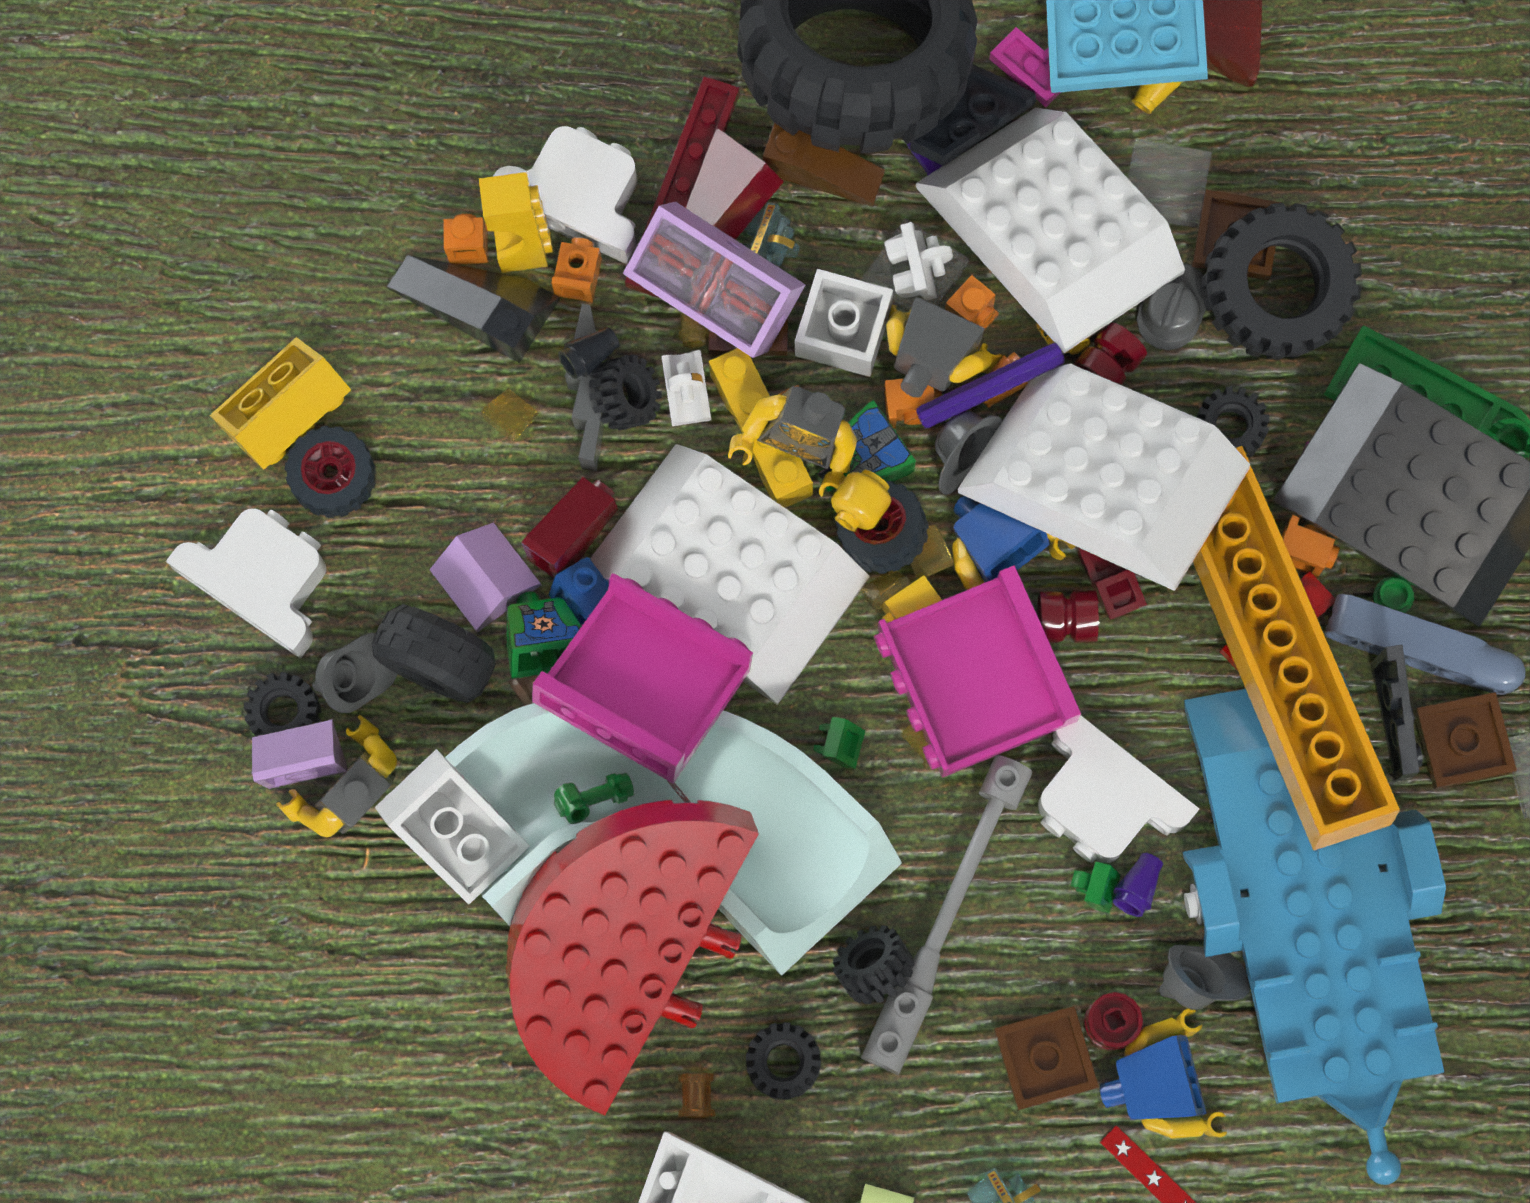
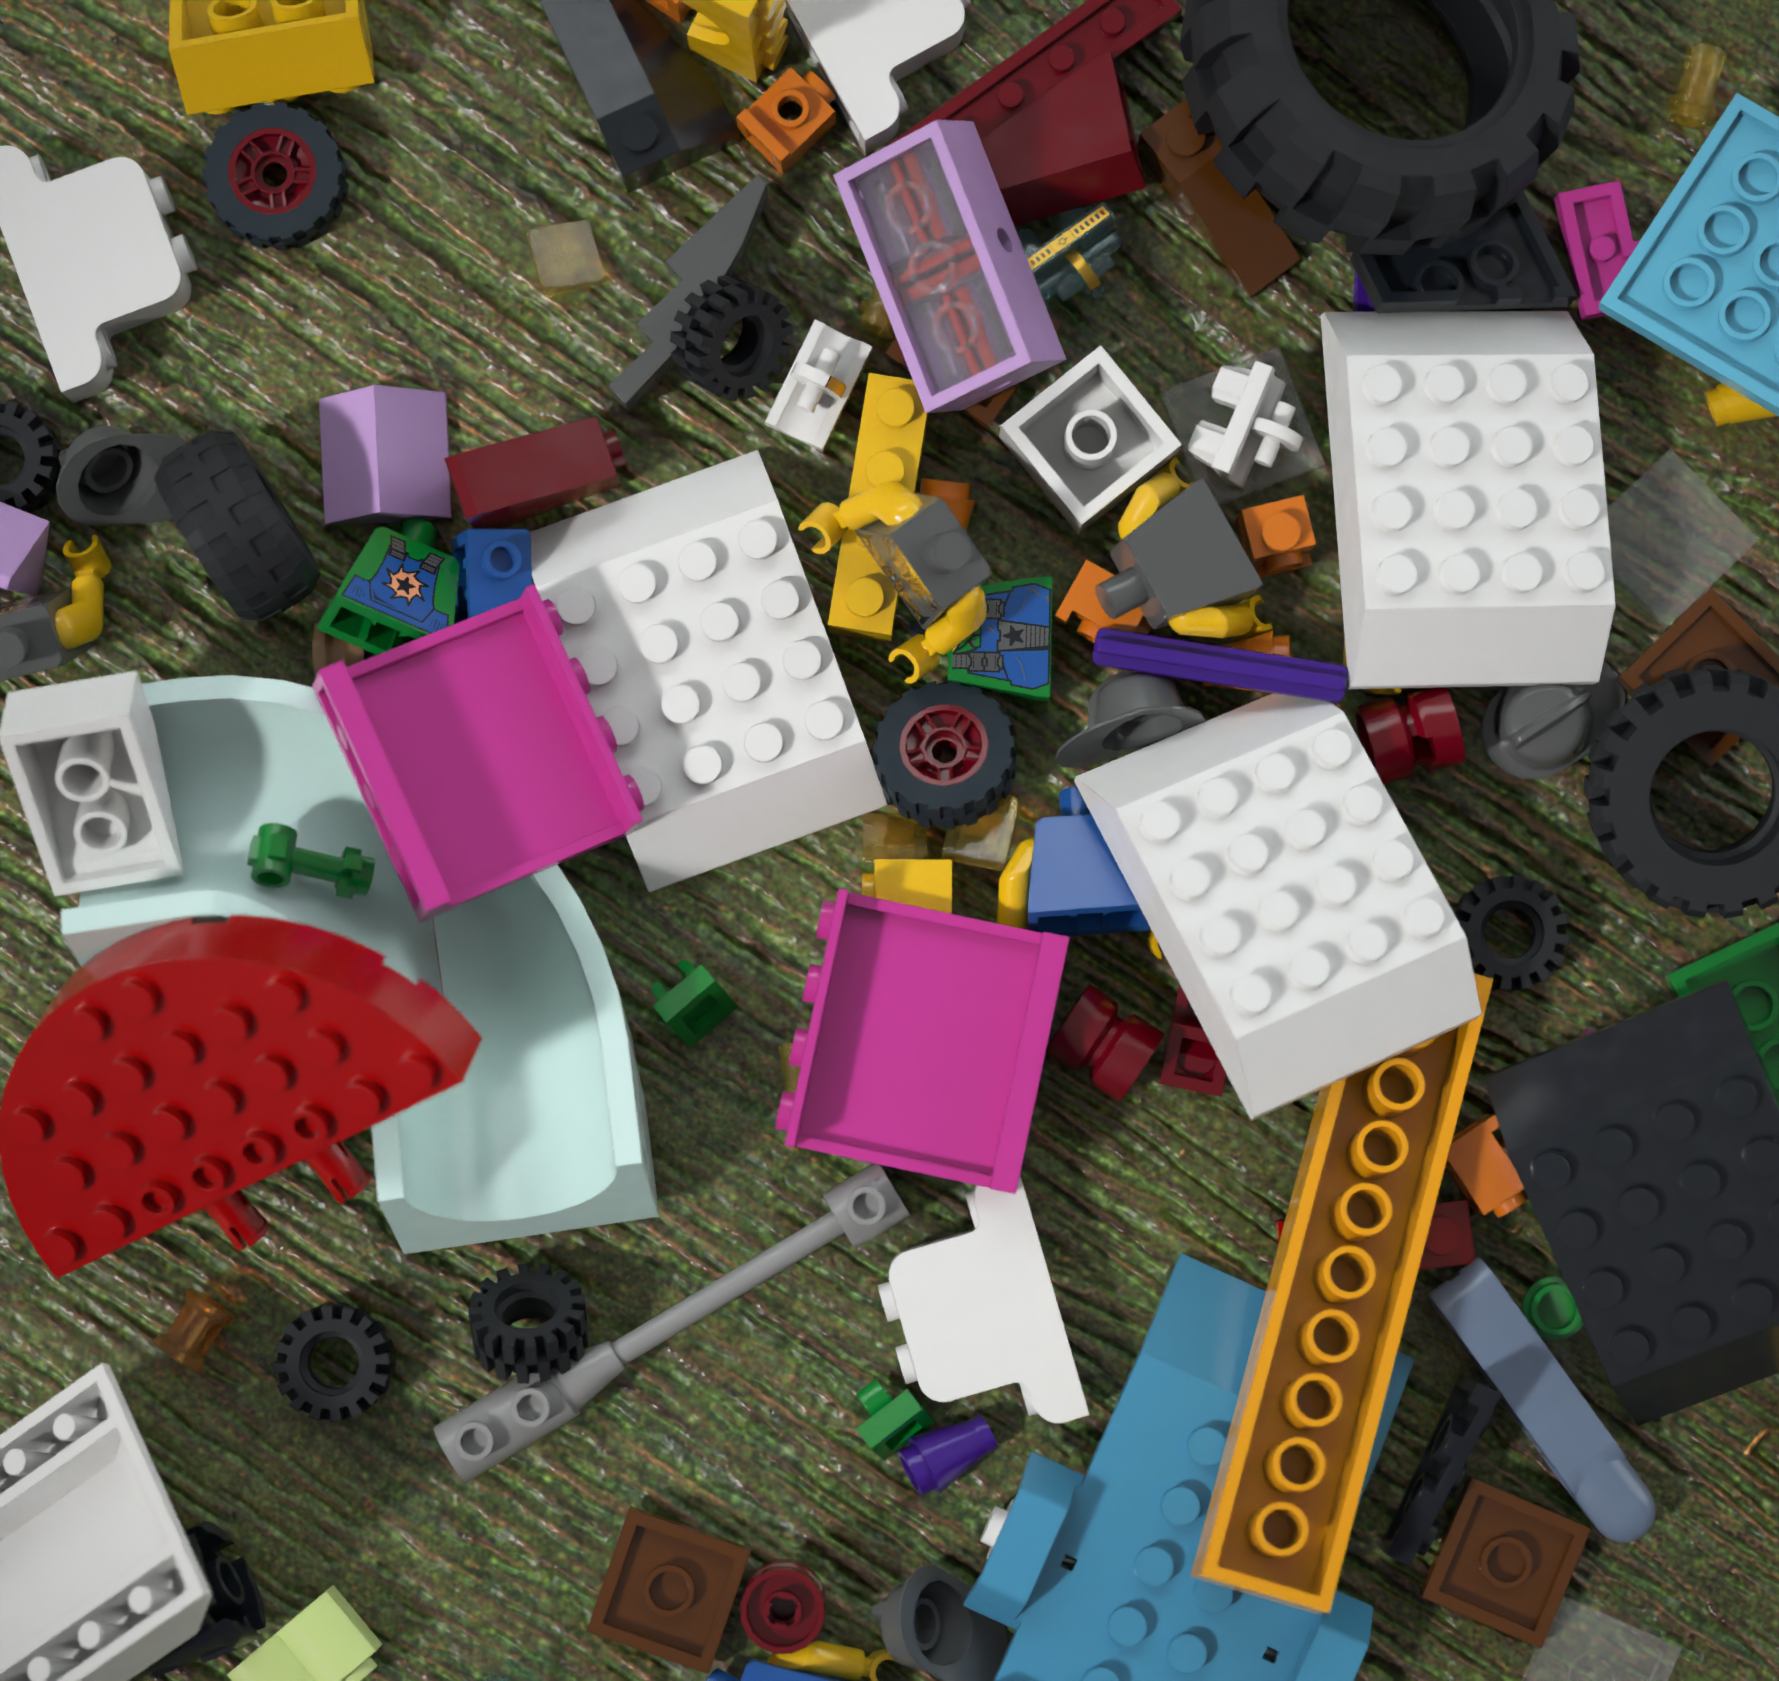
camera: 30 degrees right, 10 degrees up
(588, 352) = (715, 251): black cone -> none
(861, 500) = (933, 707): yellow head -> none

